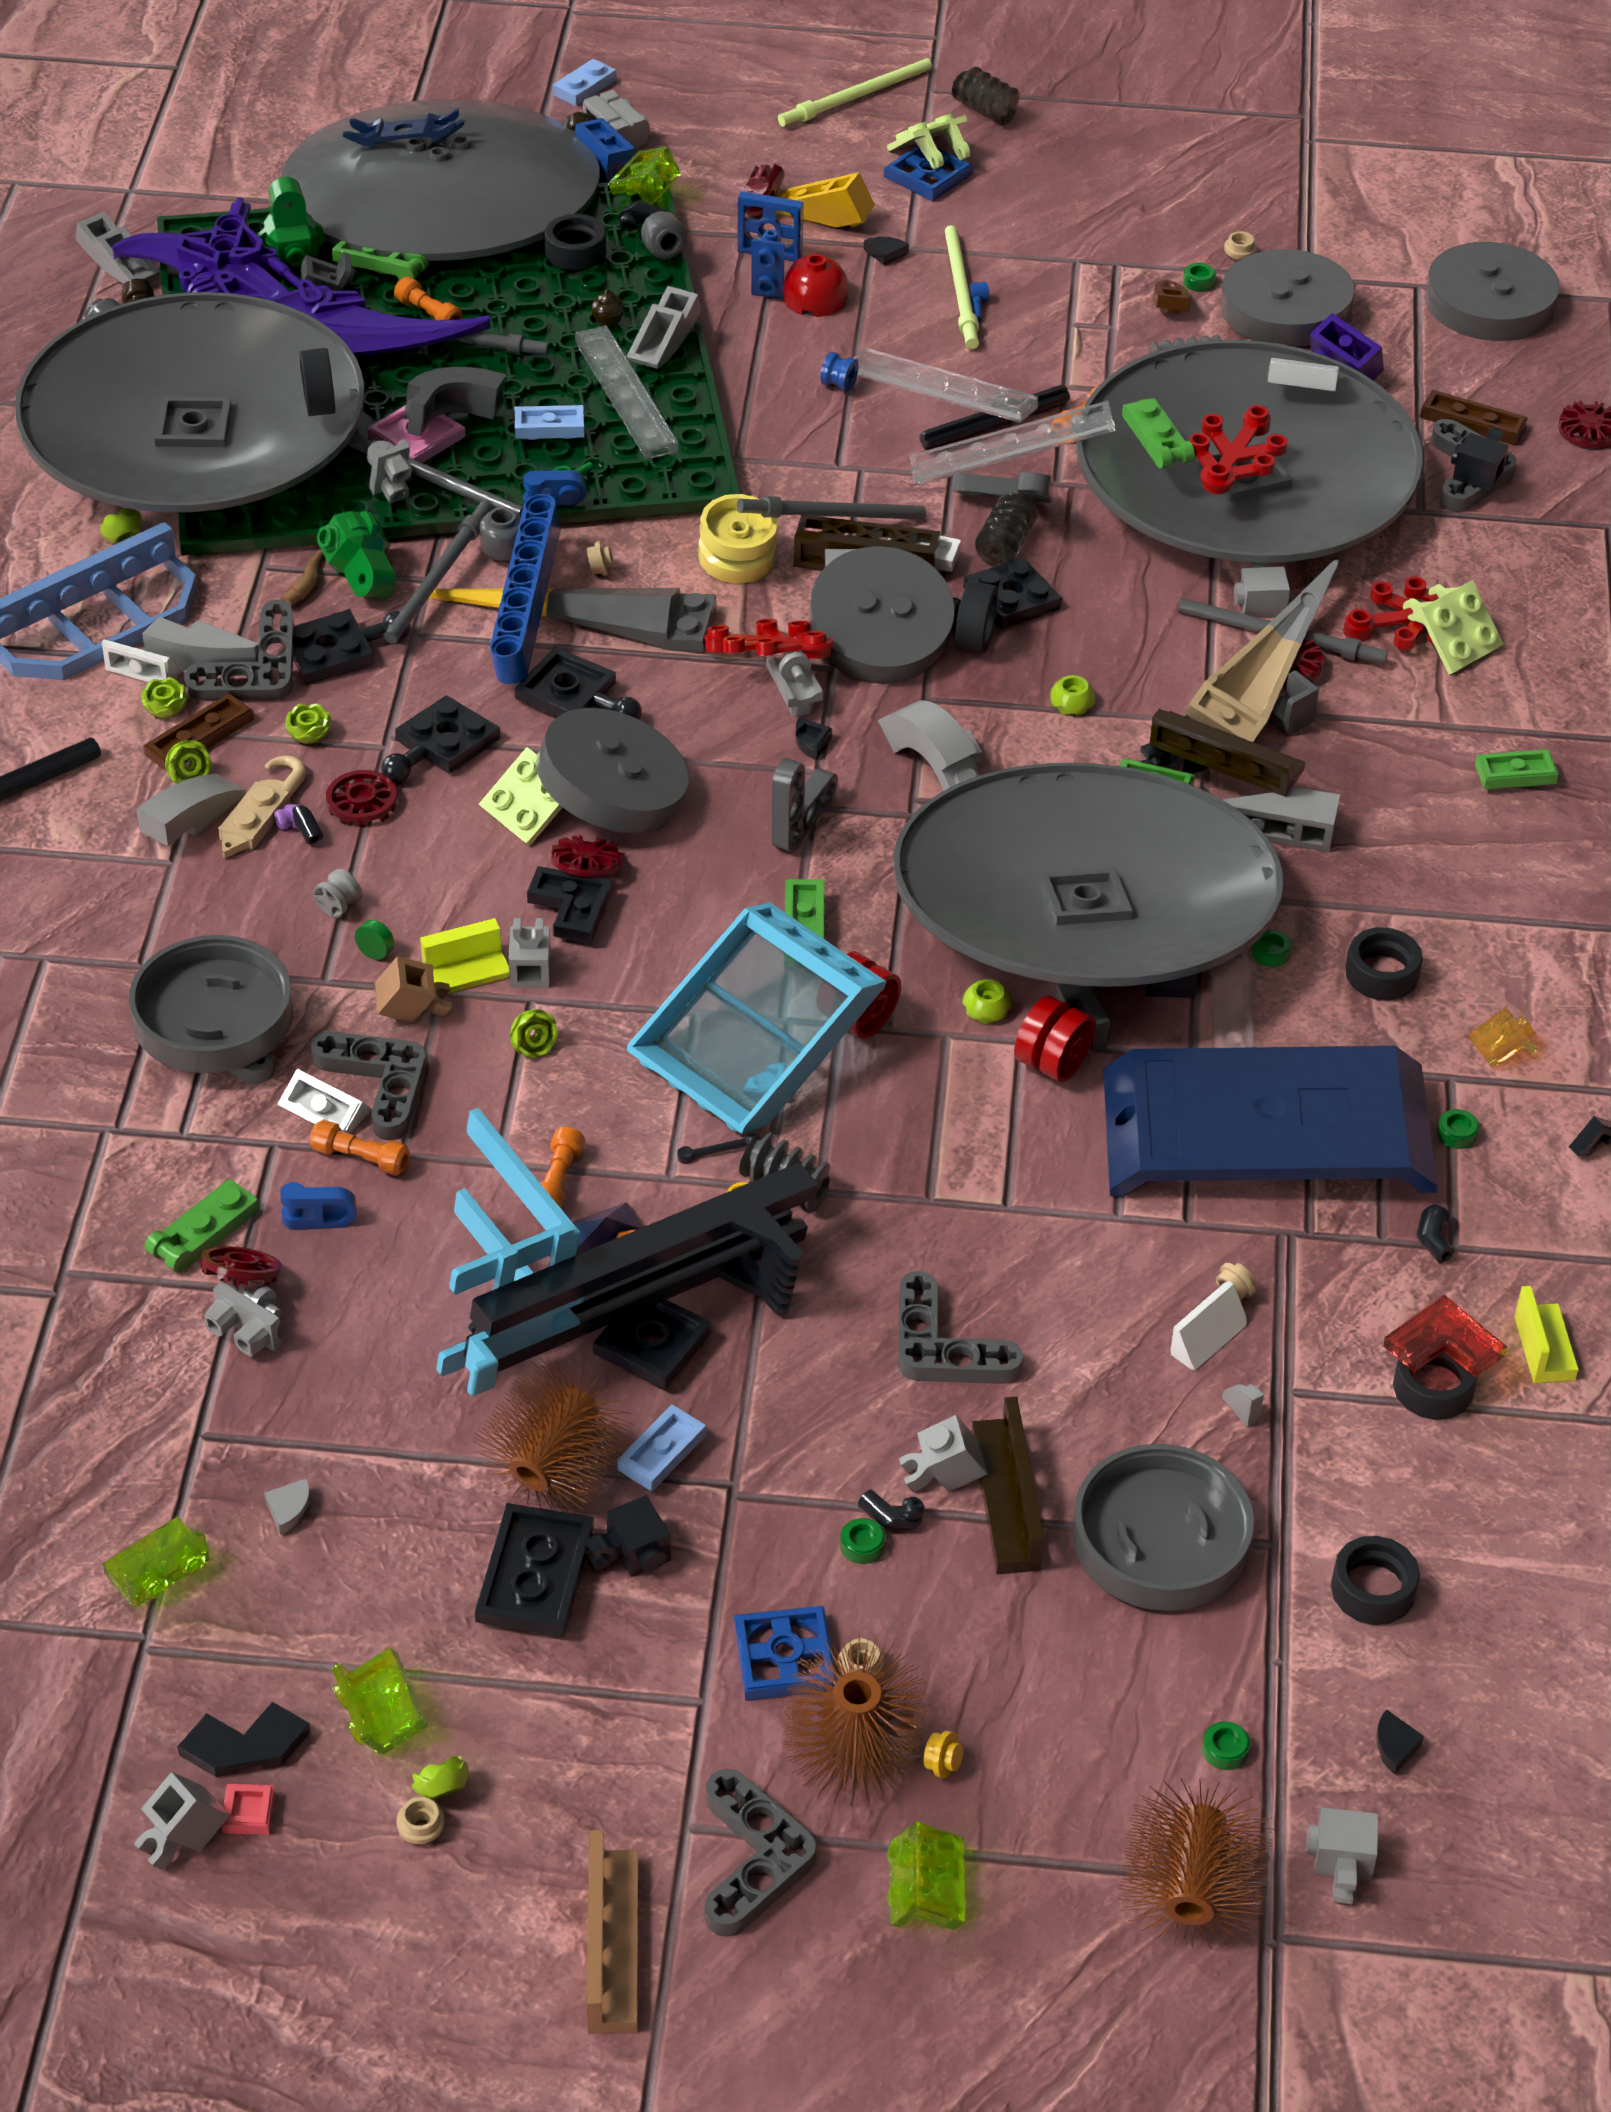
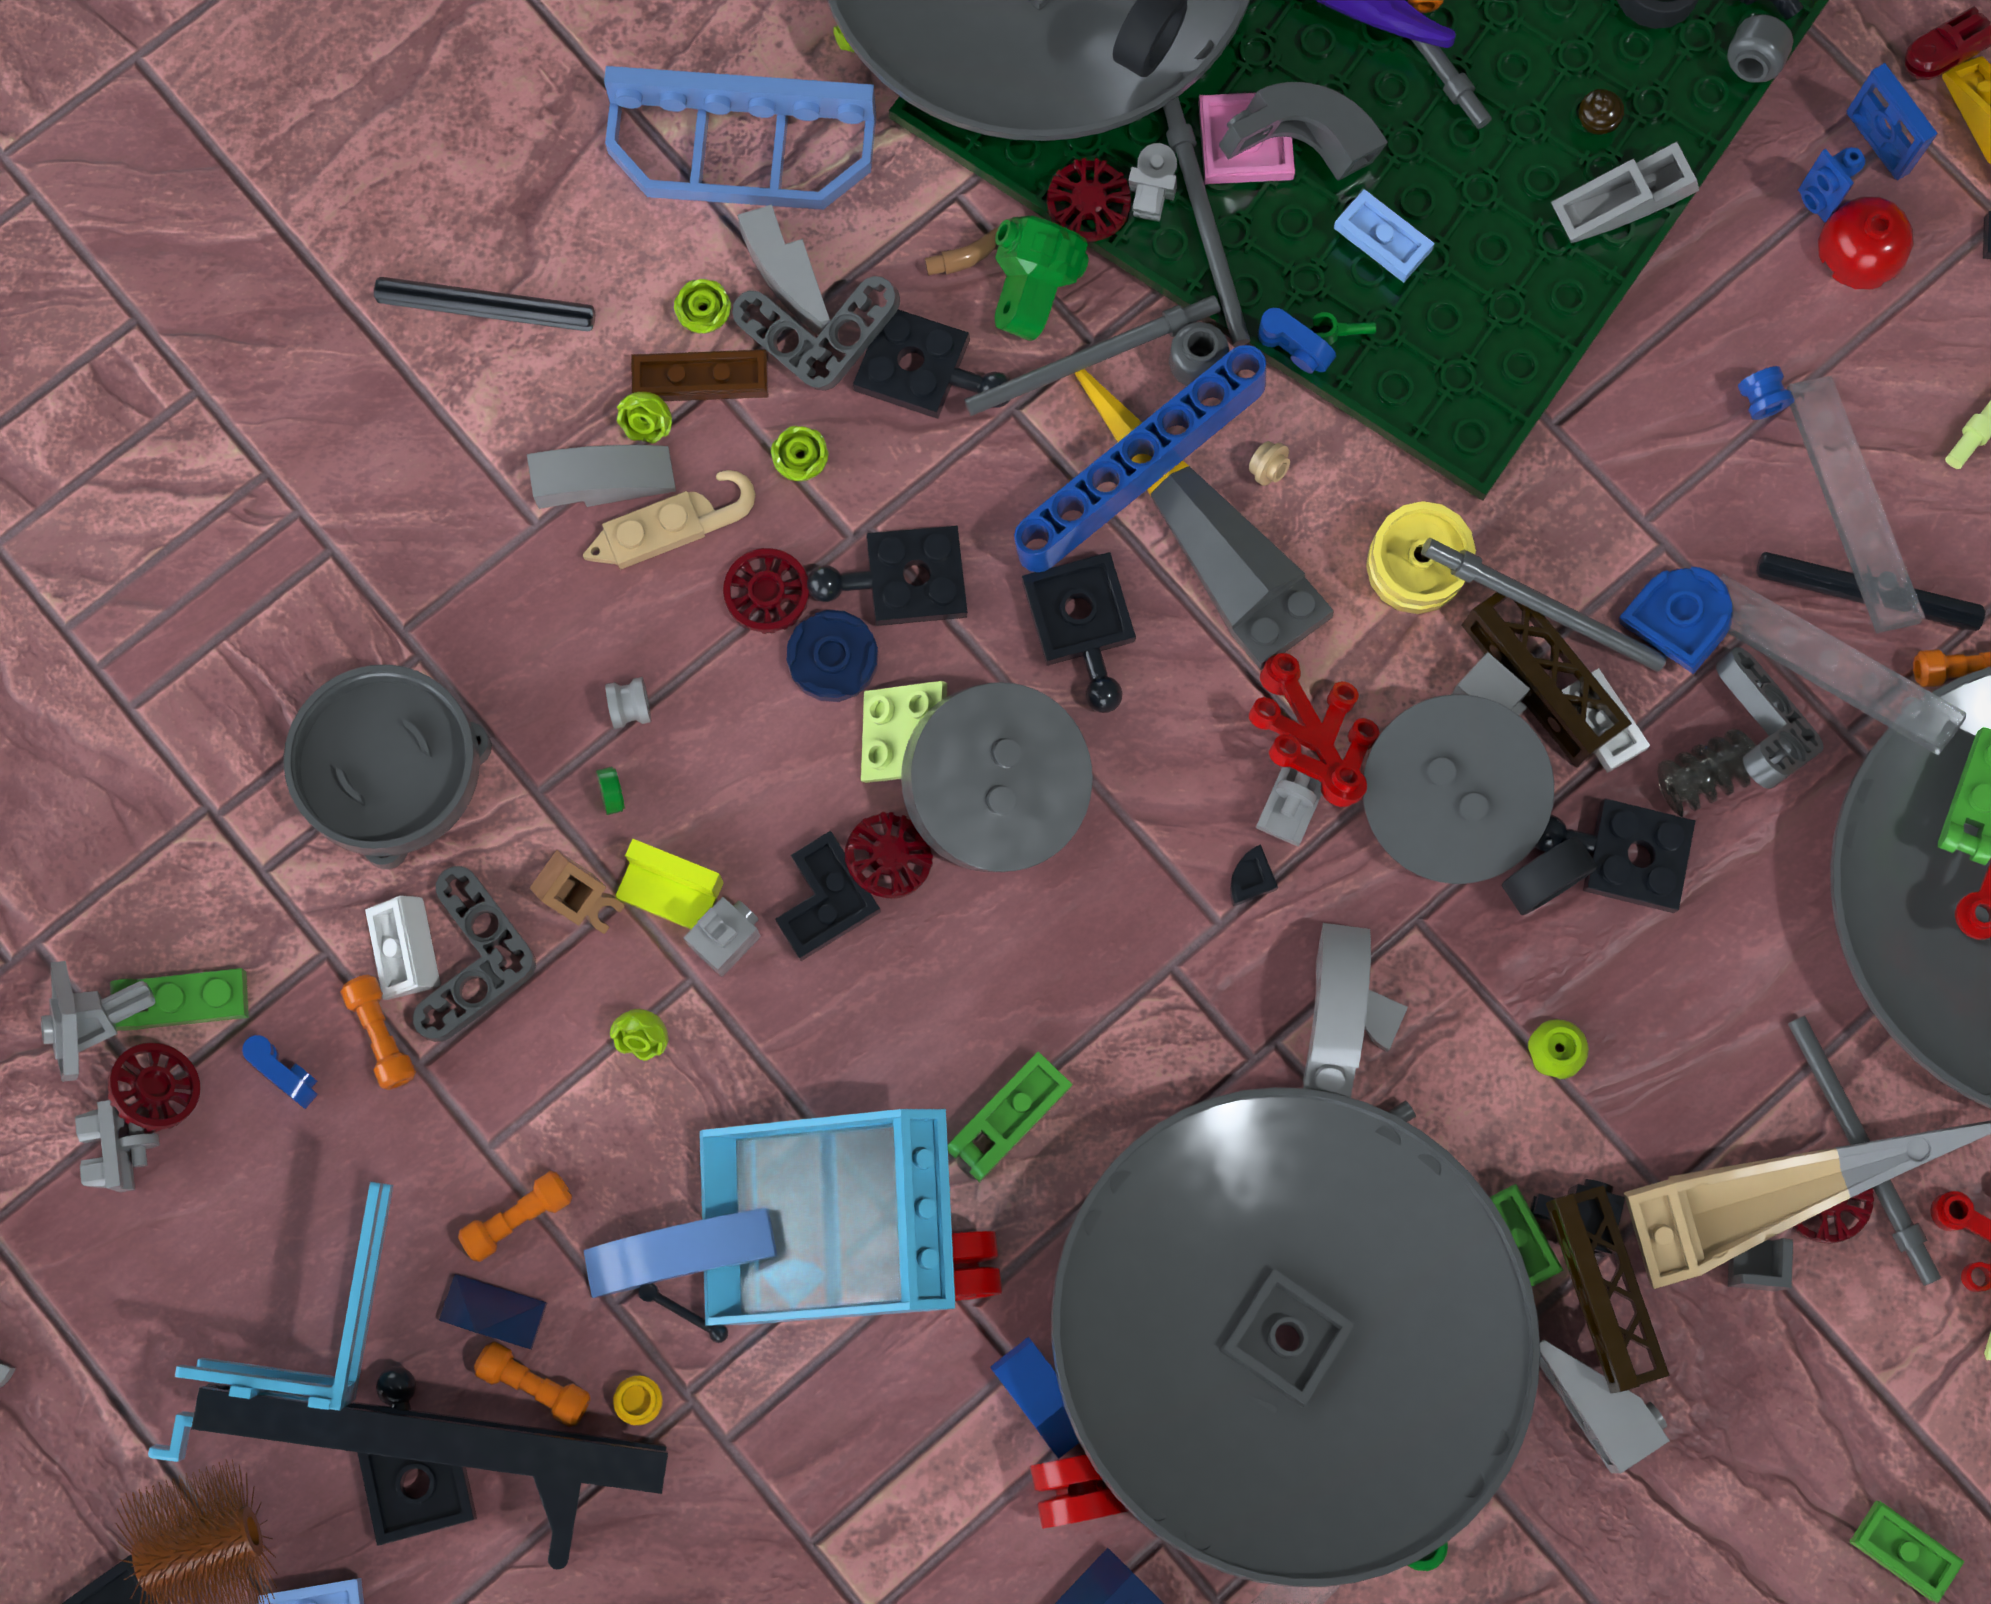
camera: 45 degrees right, 30 degrees up
(138, 663) = (723, 241): white slope -> none
(148, 1261) = (85, 1018): none -> light grey piece
(301, 818) = (684, 578): black arm -> none
(356, 499) = (1089, 198): none -> dark red wheel
(439, 801) = (832, 656): none -> dark blue tile
(626, 392) = (1507, 250): clear tile -> none
(677, 1109) = (680, 1251): none -> medium blue slope
(764, 1159) = (700, 1409): dark grey piece -> none
(798, 803) = (1111, 980): dark grey beam -> none
(910, 479) = (1681, 615): none -> blue tile
(971, 1021) = (1037, 1392): none -> blue slope
(1262, 590) = (1892, 1084): light grey brick -> none

